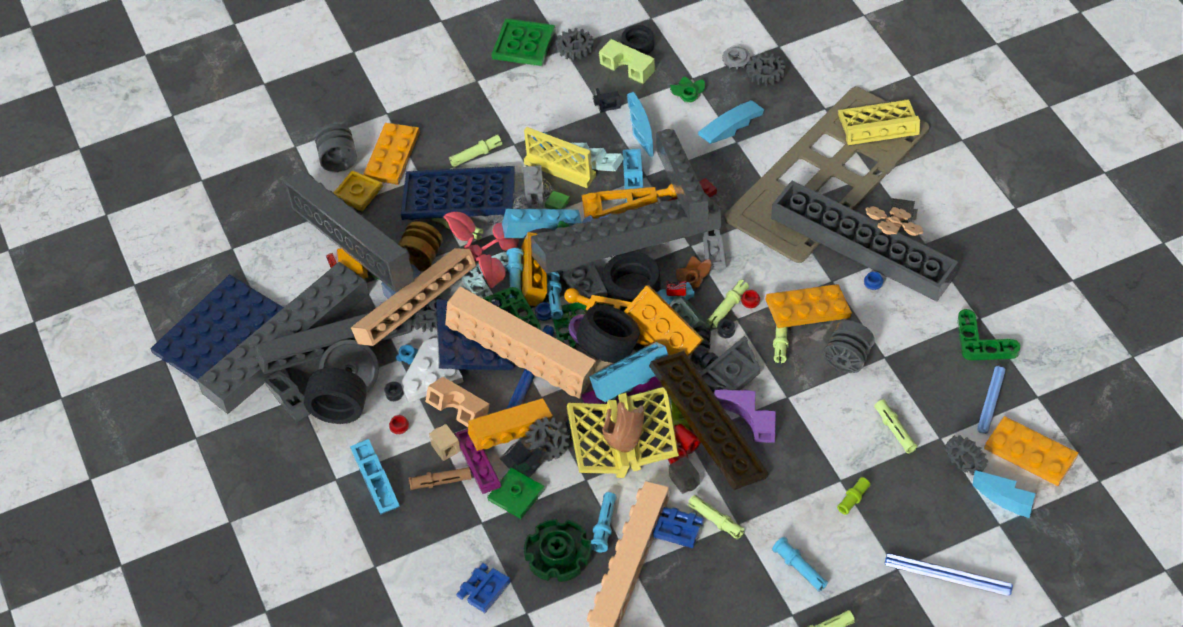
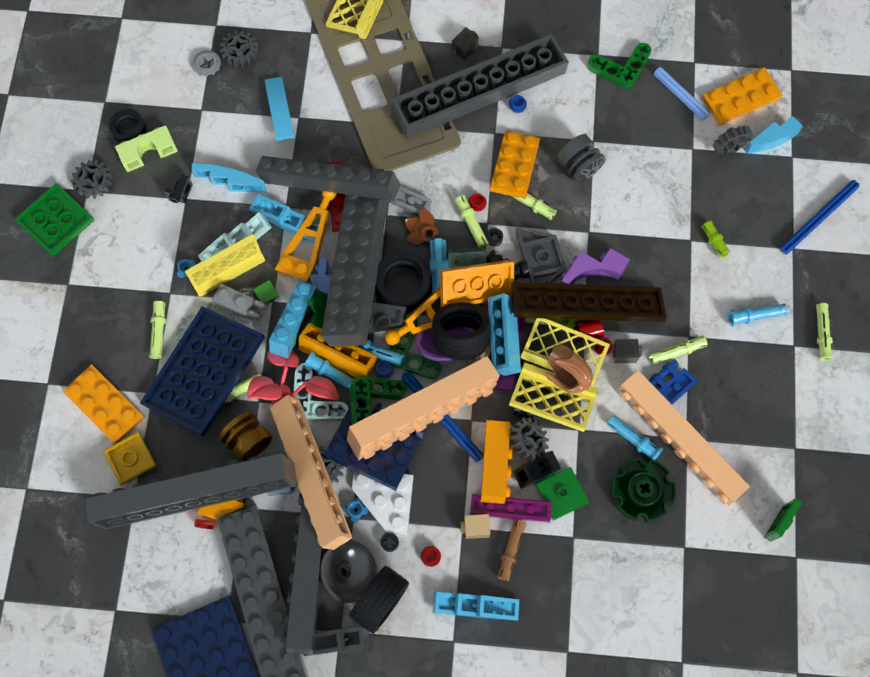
camera: 65 degrees left, 20 degrees up
(335, 147) = (68, 452): dark grey wheel -> none
(448, 394) = (455, 484): light nougat arch -> none
(487, 591) = (651, 568): blue plate -> none
(676, 288) = (441, 250): red tile -> none
(687, 89) = (212, 119): green plate -> none
(883, 409) = (647, 171): yellowish green pin -> none
(894, 223) = (484, 53): light nougat plant -> none

